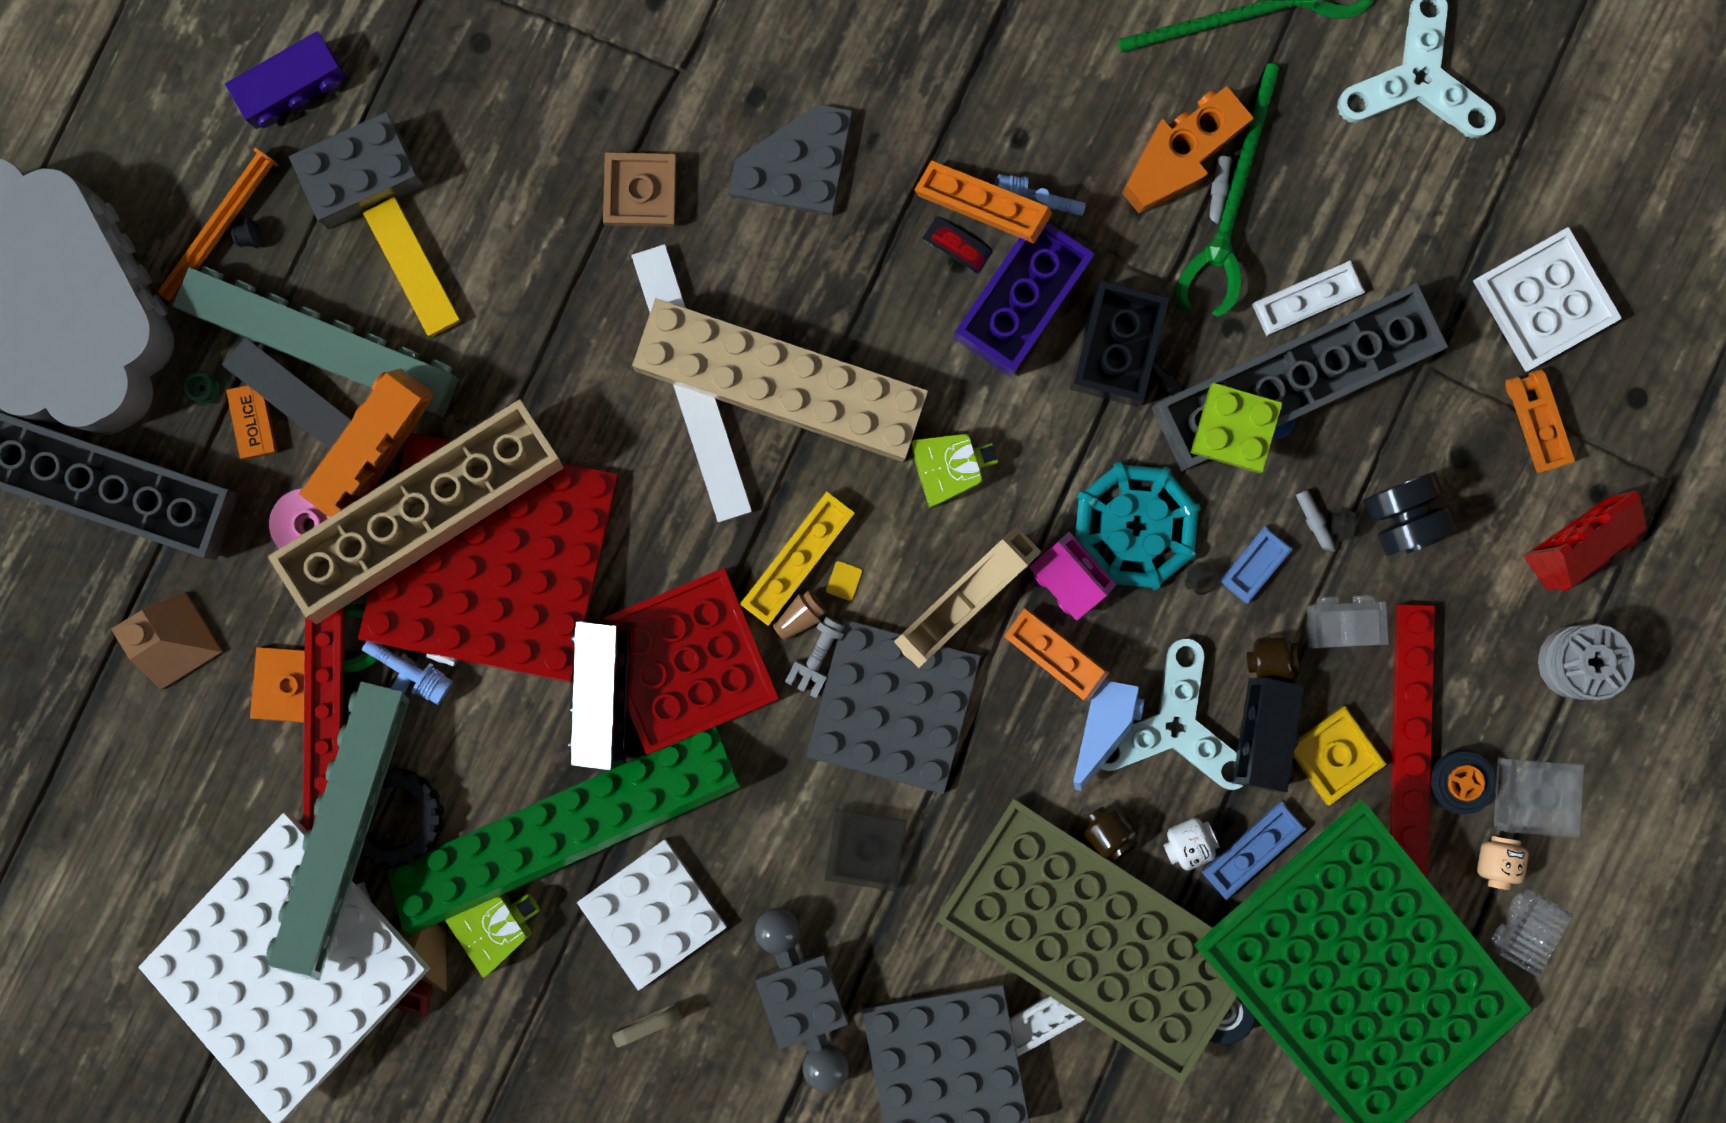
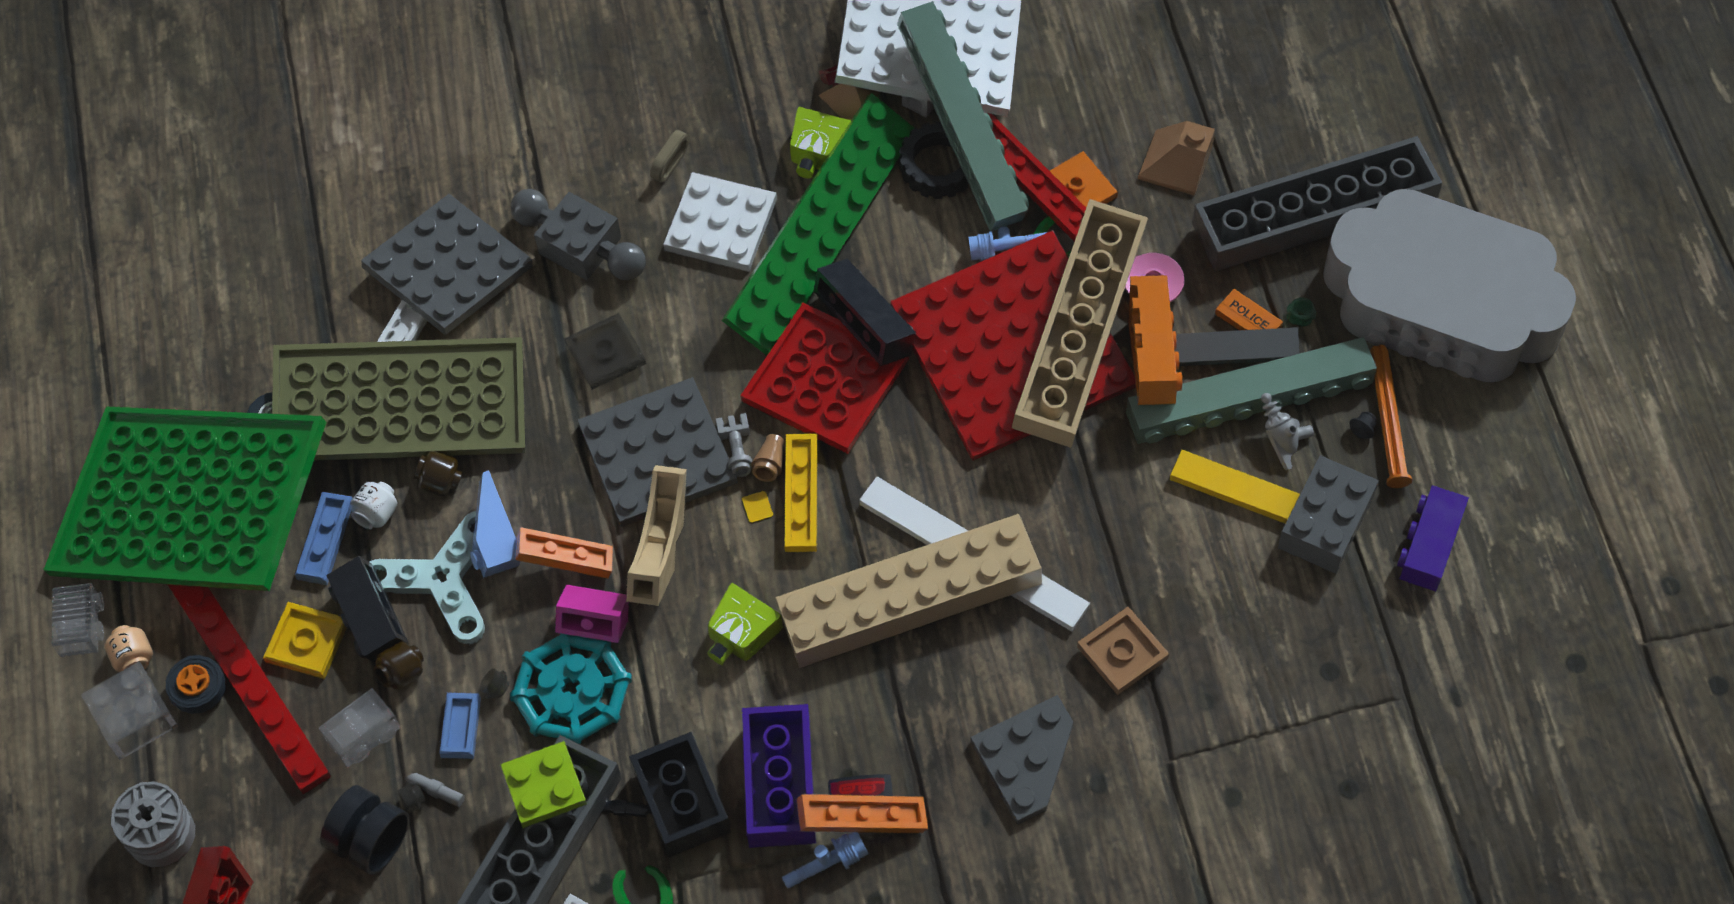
camera: 150 degrees right, 25 degrees down
(324, 280) = (1283, 431): none -> light grey piece

